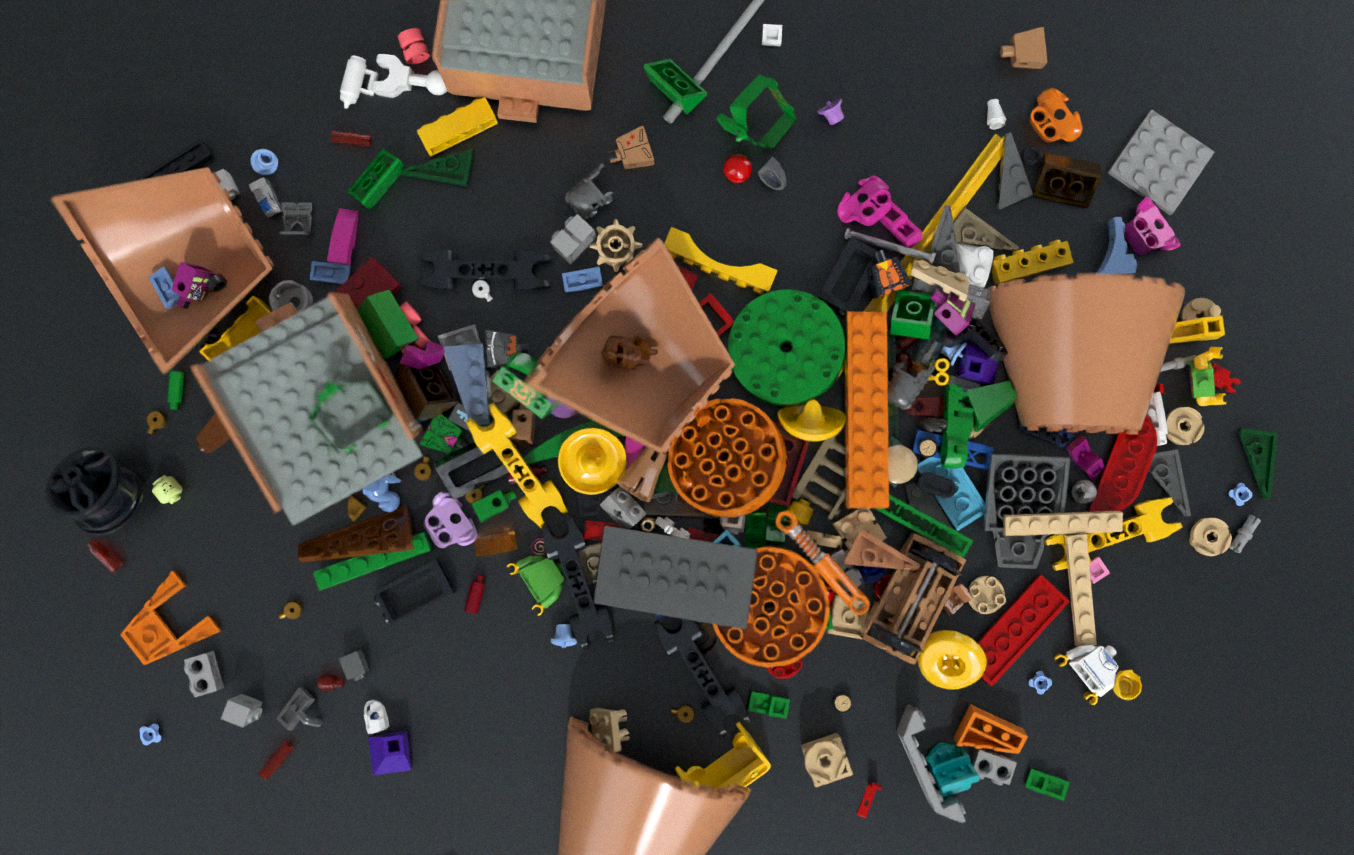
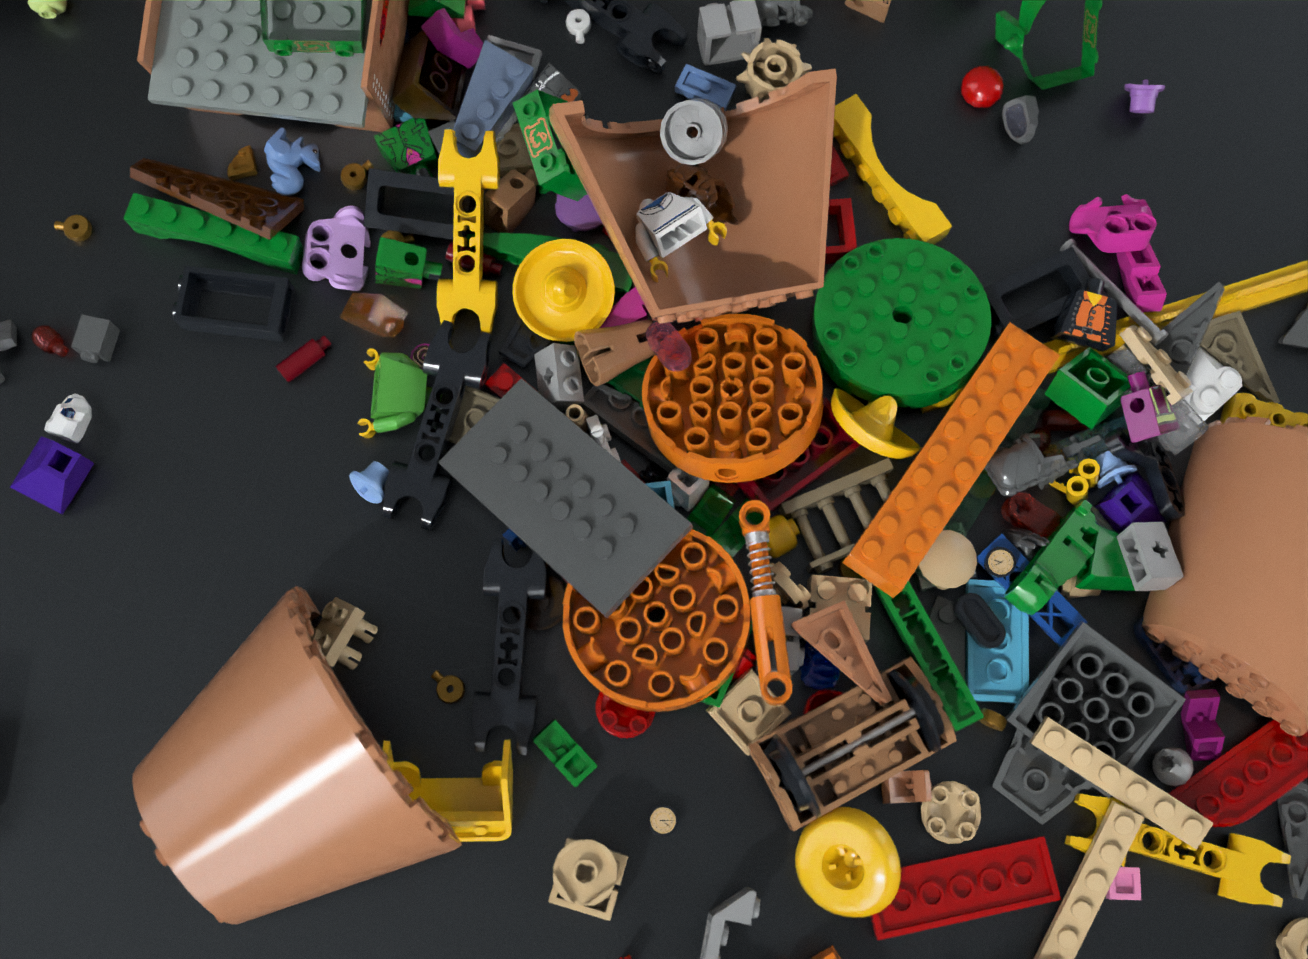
camera: 30 degrees right, 10 degrees down
(599, 318) = (677, 131): none -> light grey wheel
(626, 386) = (669, 225): none -> white torso
(673, 456) = (670, 348): none -> clear pink plate
(972, 532) = (993, 719): none -> pearl gold piece
(1004, 391) = (1149, 556): none -> light grey brick

